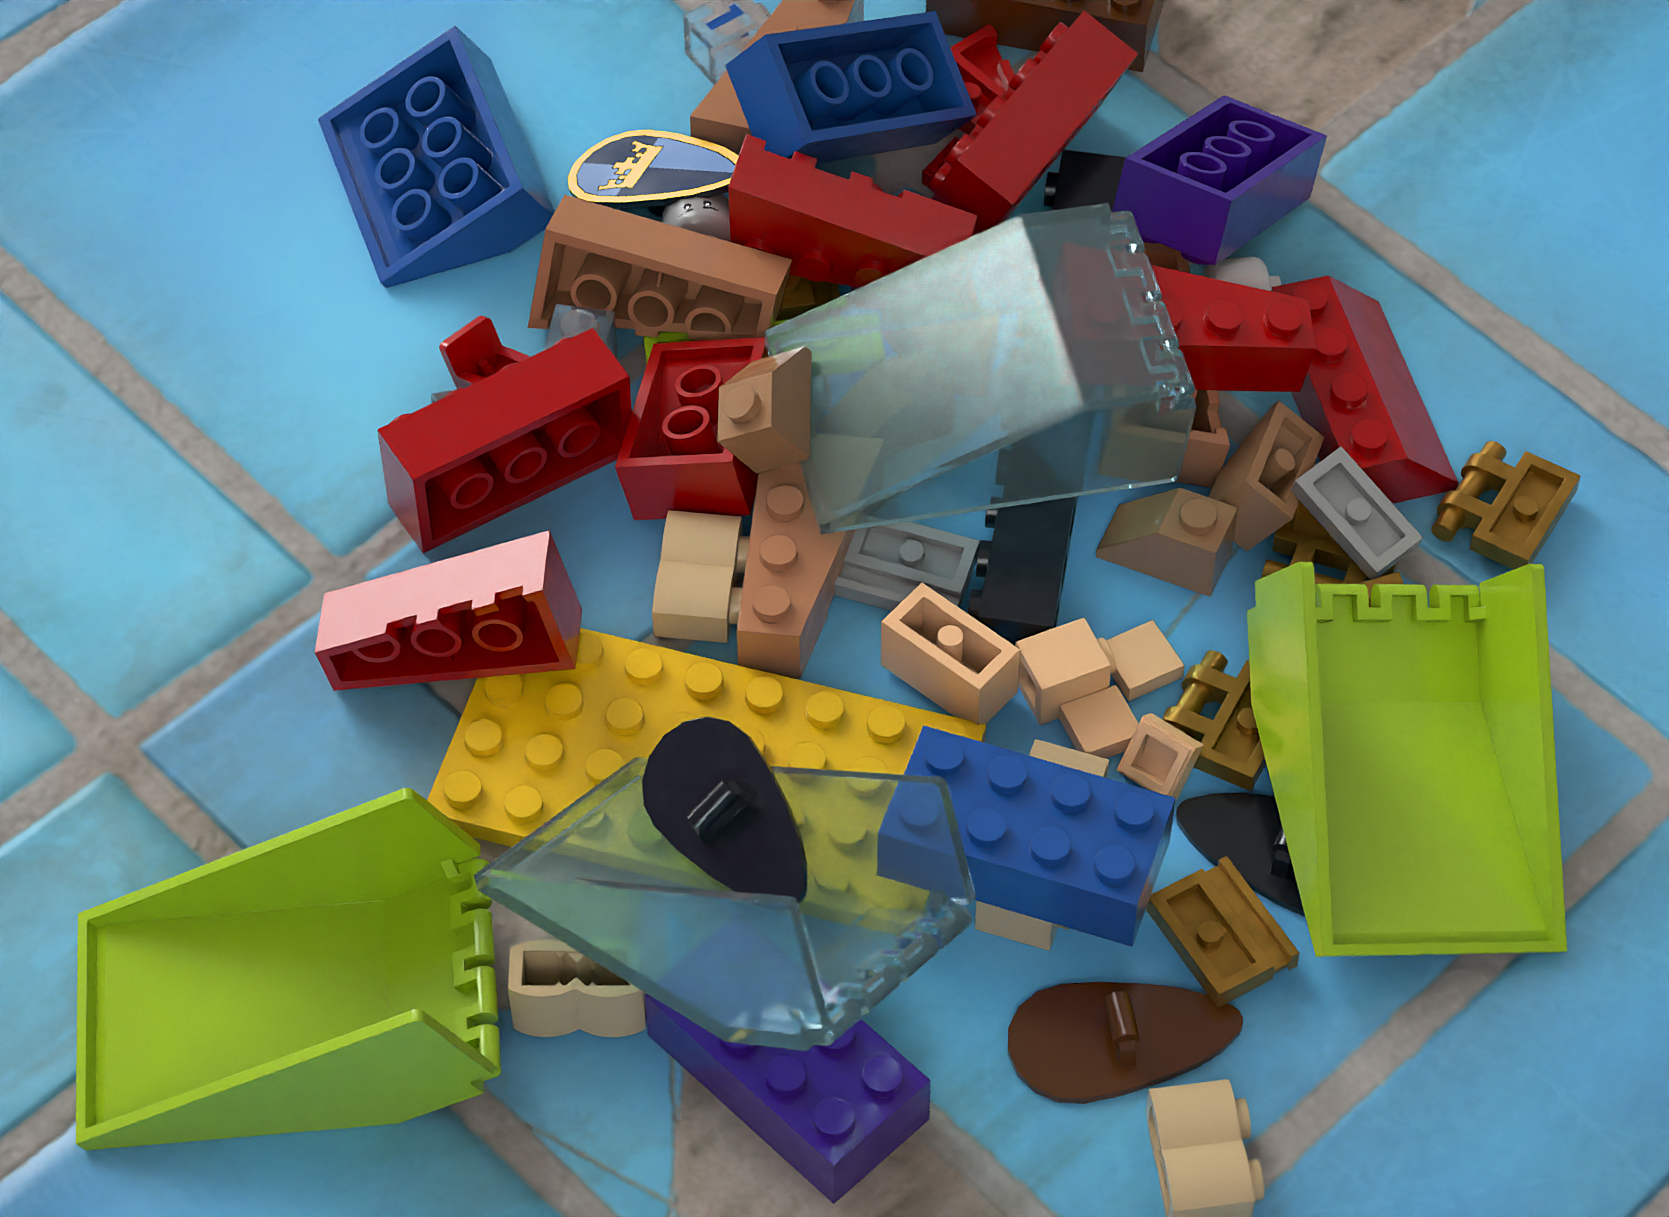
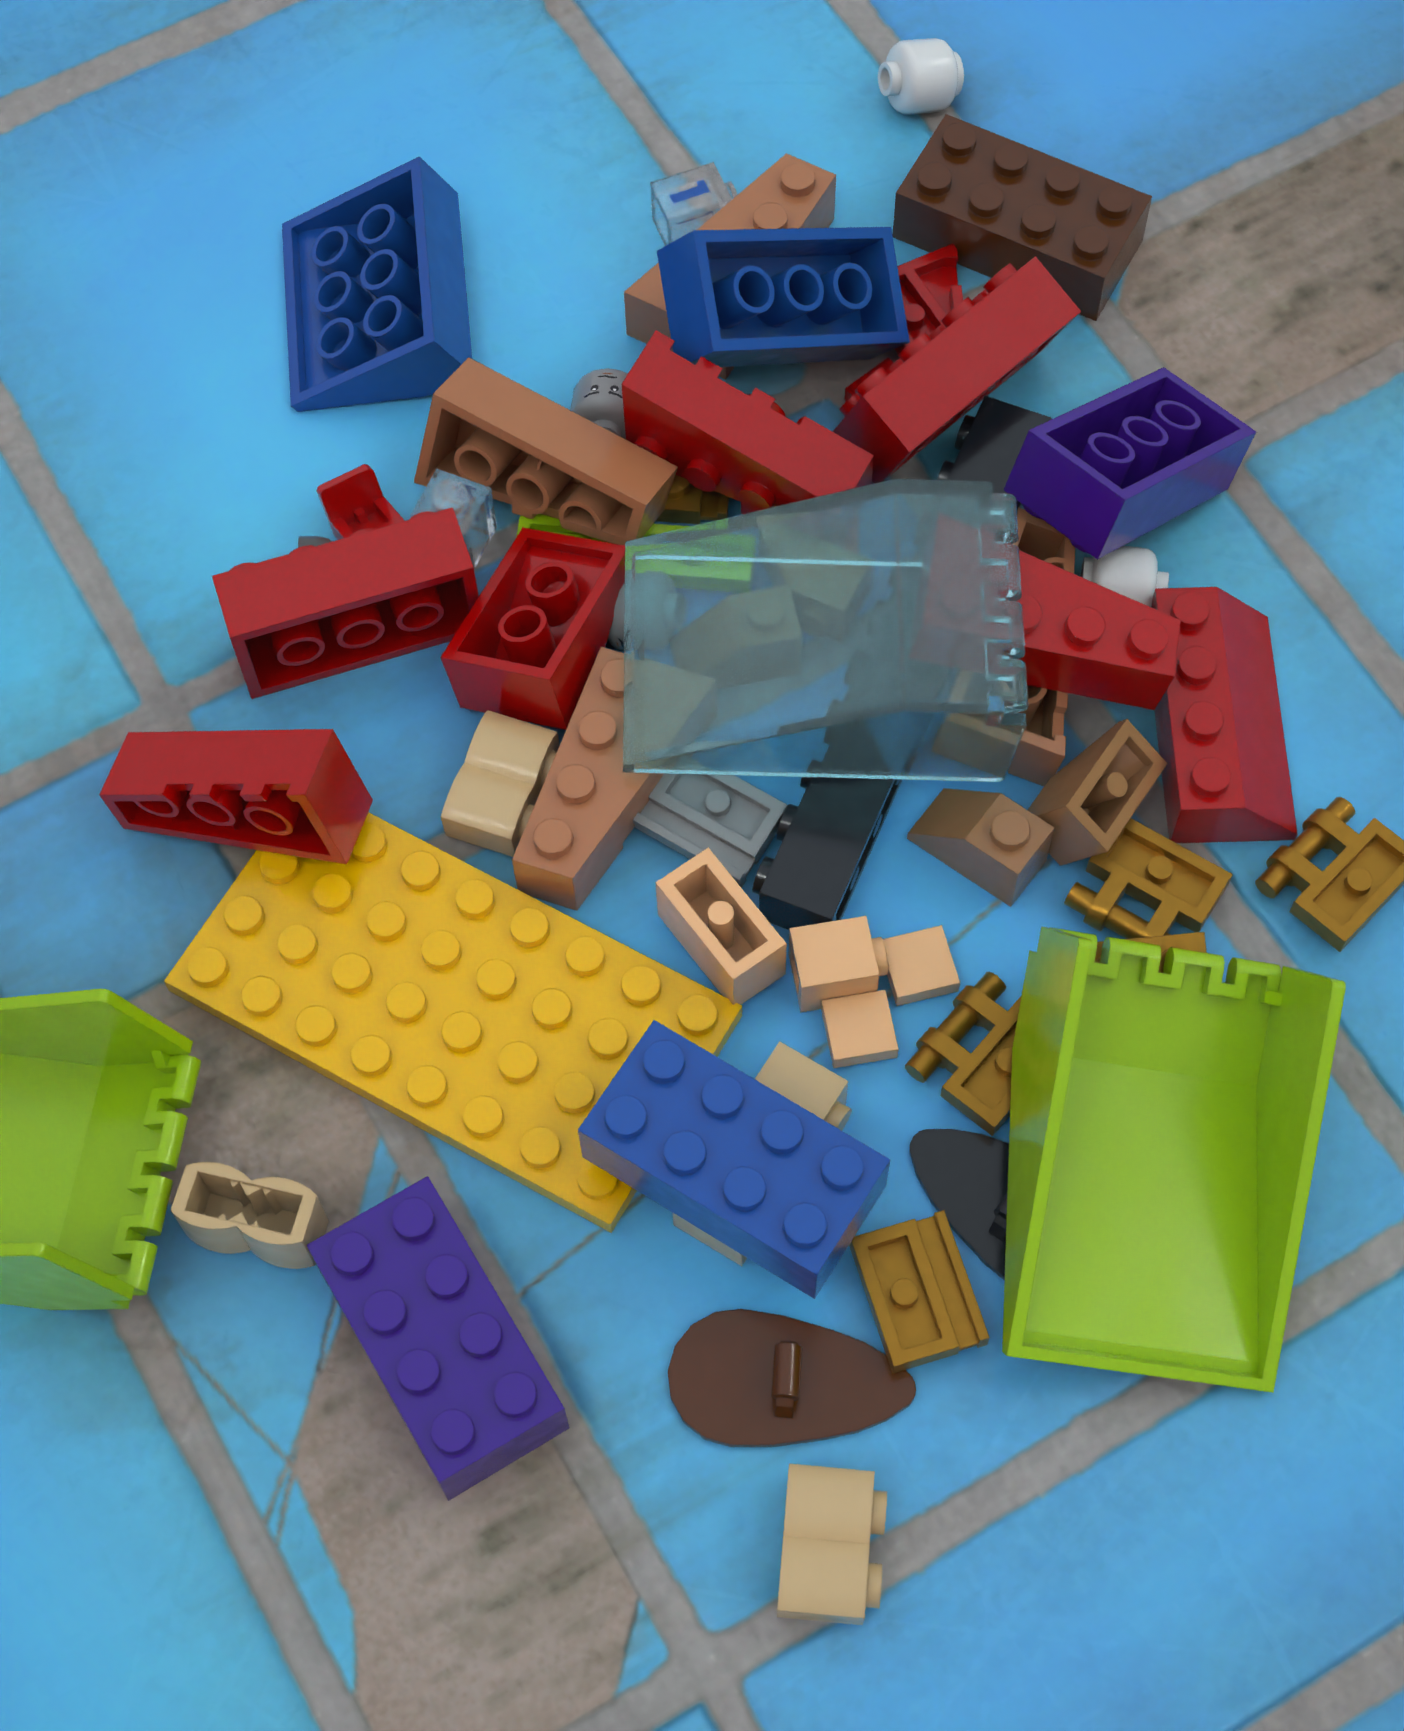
camera: 15 degrees right, 10 degrees up
(651, 170) = (572, 339): shield -> none
(725, 809) = (434, 1068): black shield -> none
(752, 965) = (421, 1170): clear light blue windscreen -> none
(768, 411) = (598, 631): medium nougat slope -> none
(1159, 756) = (906, 1082): light nougat tile -> none
(1356, 513) = (1175, 859): light grey plate -> none

